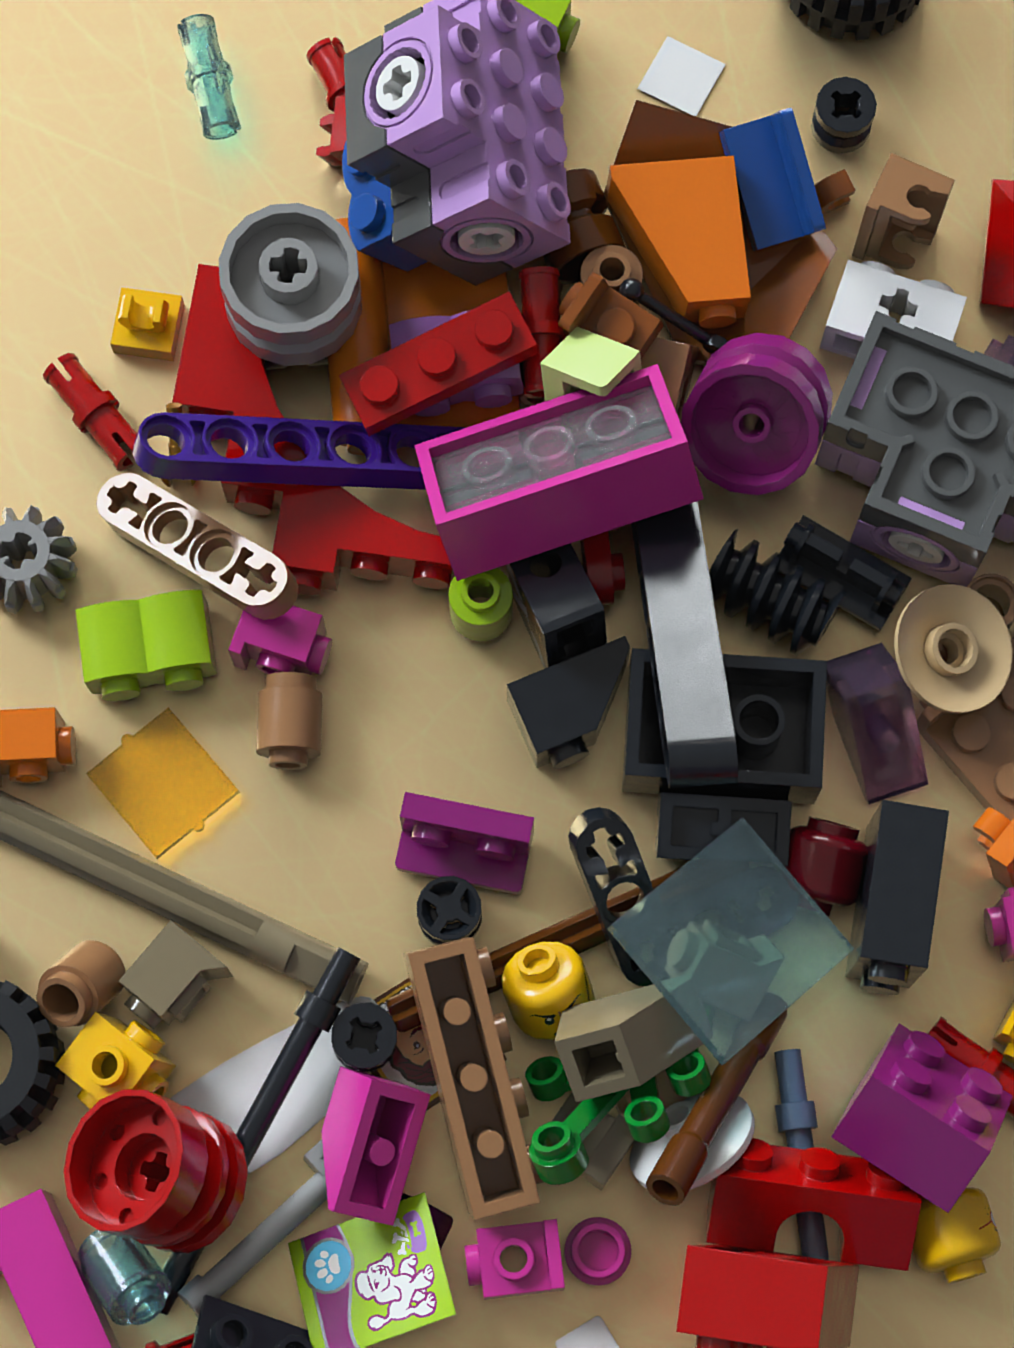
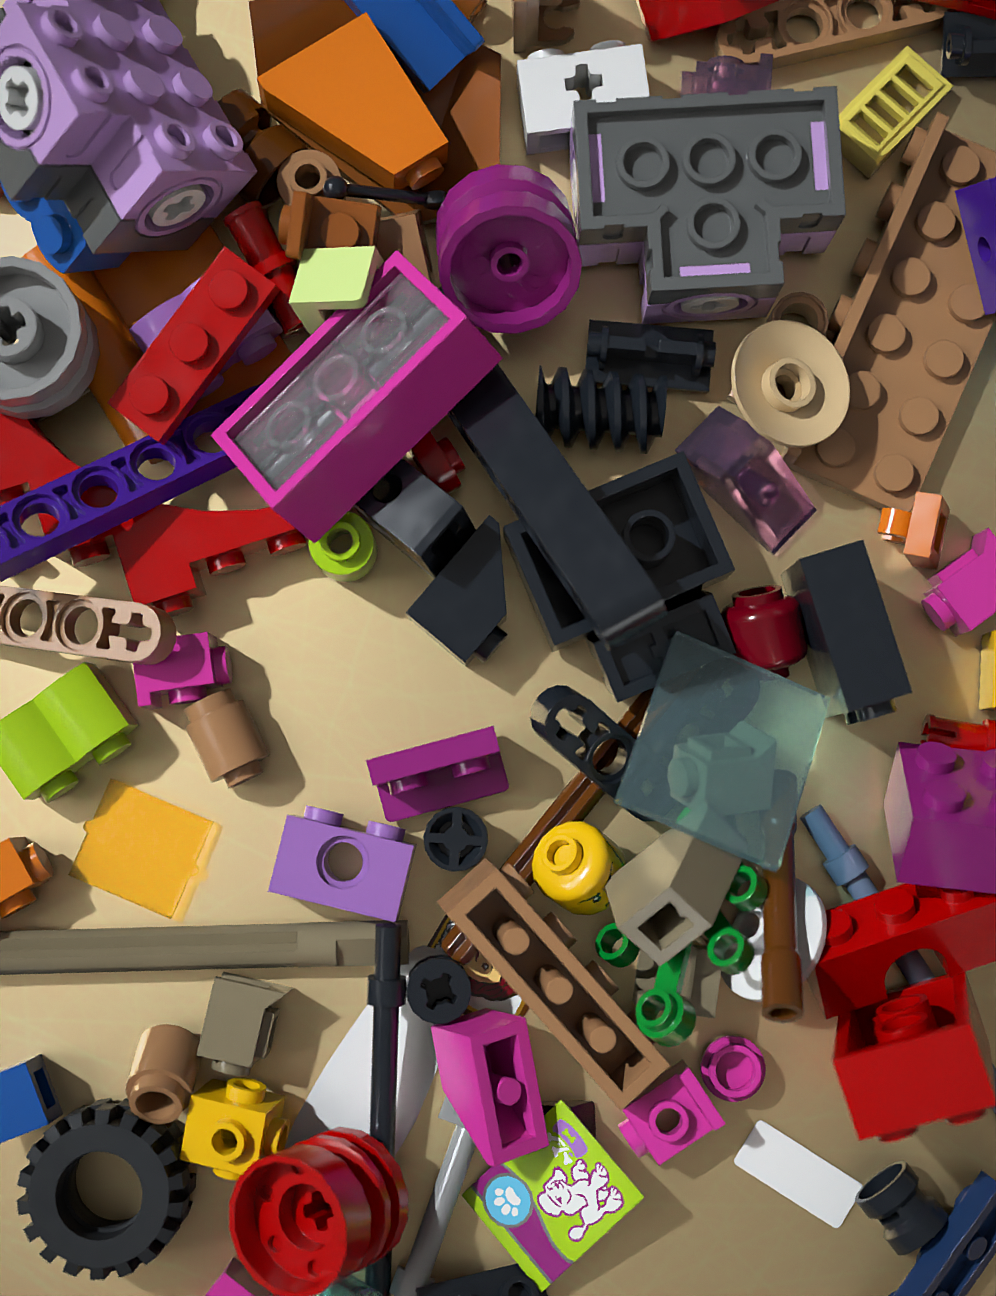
camera: 25 degrees left, 10 degrees up
(352, 919) = (304, 868): none -> medium lavender brick

